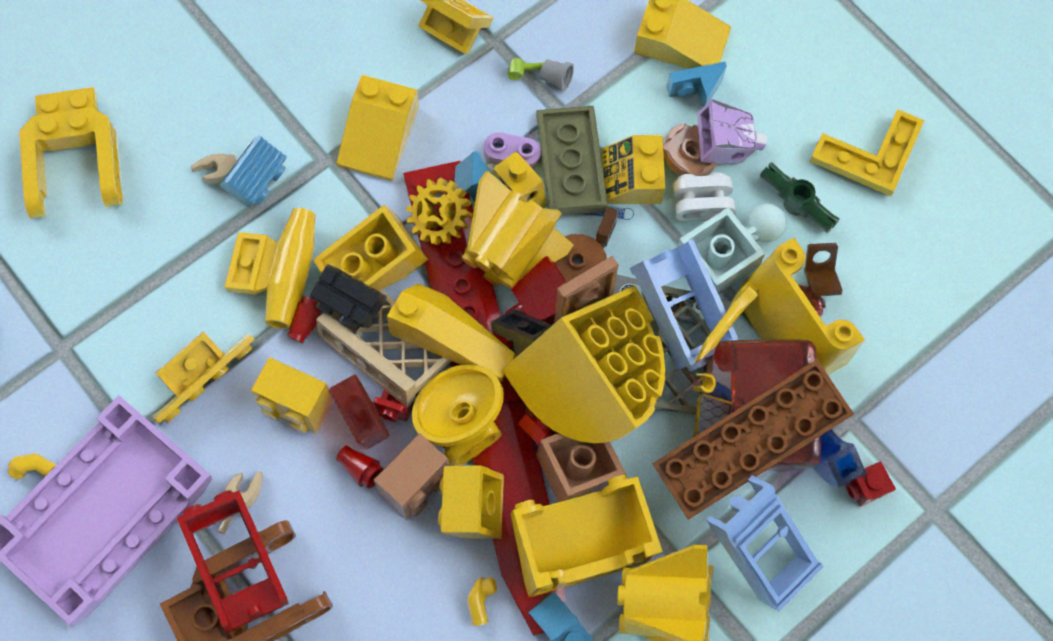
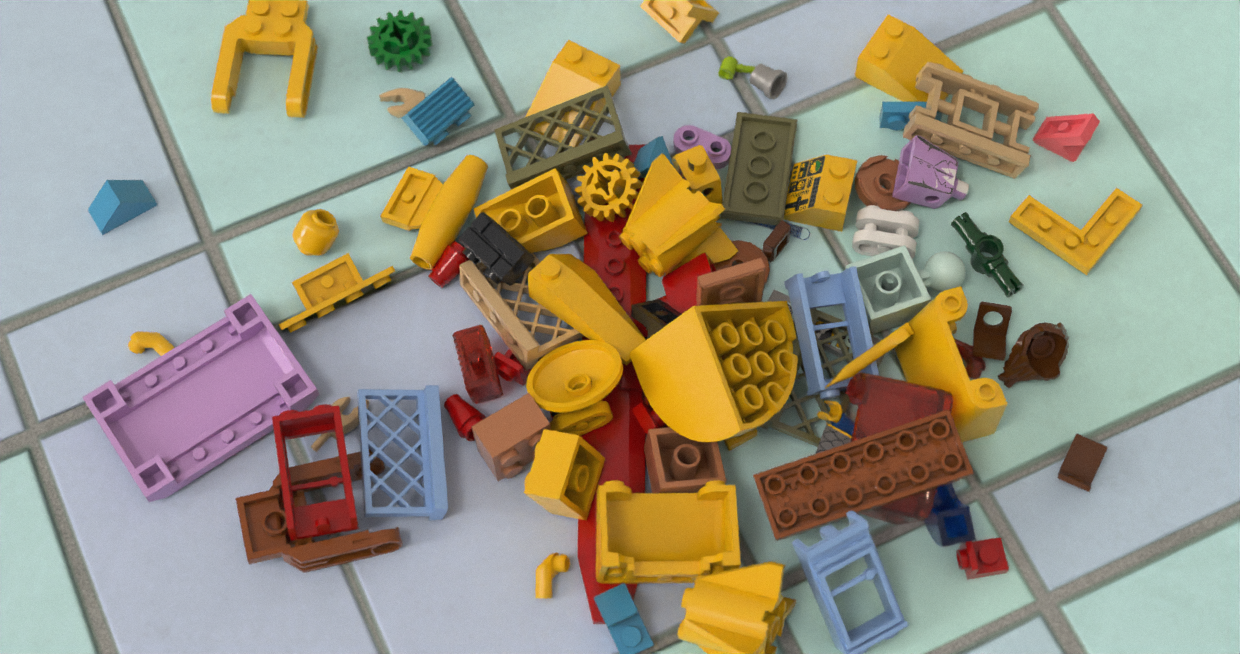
camera: 20 degrees right, 5 degrees down
(165, 318) = (315, 232): none -> yellow head
(186, 118) = (388, 49): none -> green gear
(292, 396) = (416, 333): yellow brick -> none
(337, 515) = (429, 444): none -> light blue fence
(398, 190) = (567, 159): none -> olive fence
(751, 93) = (966, 140): none -> tan fence
(840, 67) = (1066, 134): none -> coral slope
(869, 282) = (1036, 354): none -> reddish brown hair
(934, 374) = (1082, 462): none -> reddish brown bracket

